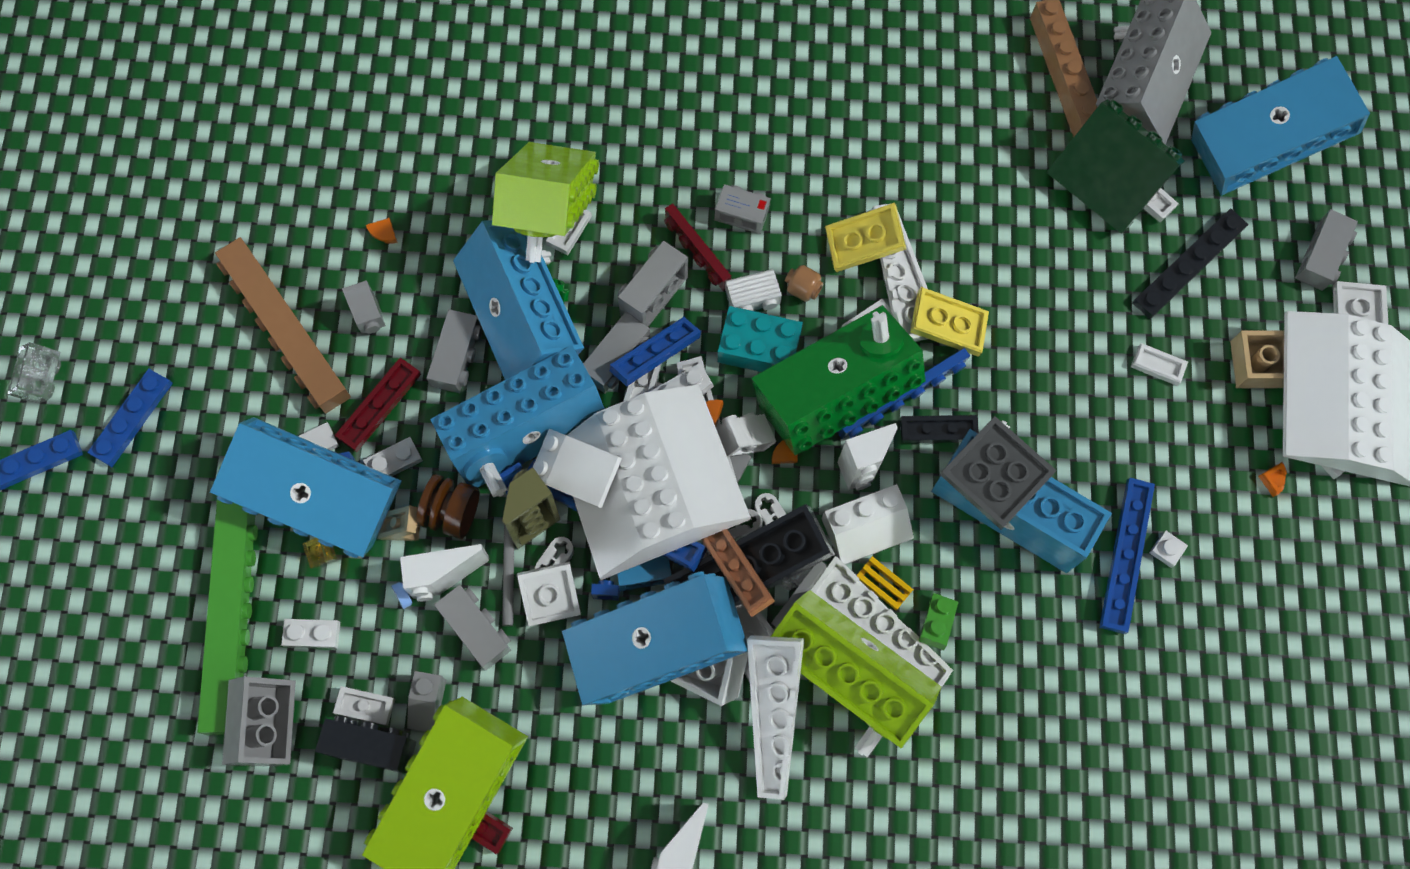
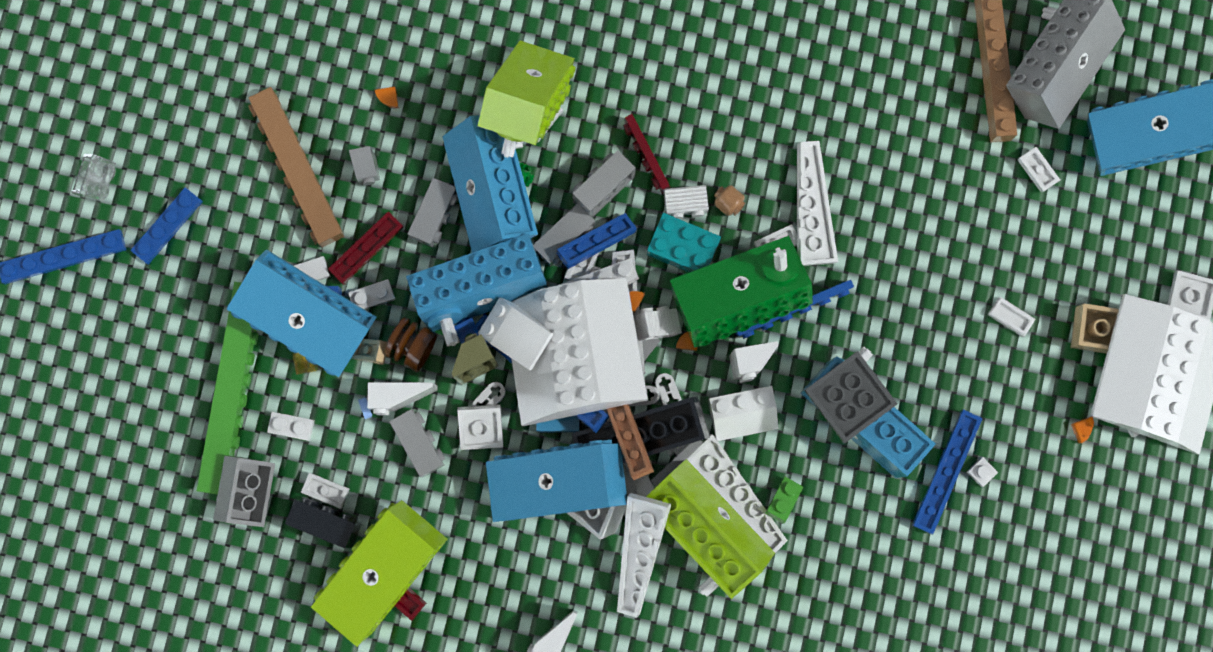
camera: 10 degrees right, 10 degrees up
(424, 700) = (372, 495): light grey slope -> none
(508, 580) = (449, 411): light grey bar -> none
(605, 590) = (525, 431): blue plate -> none
(742, 208) = (690, 125): light grey brick -> none
(865, 237) = (788, 169): light yellow tile -> none
(891, 576) = (758, 475): yellow tile -> none
(937, 428) = (817, 343): black plate -> none
(949, 321) = (843, 253): light yellow tile -> none
(1115, 165) = (1011, 141): dark green panel -> none
(1190, 264) = (1058, 233): black plate -> none
(1327, 250) = (1177, 241): light grey brick -> none

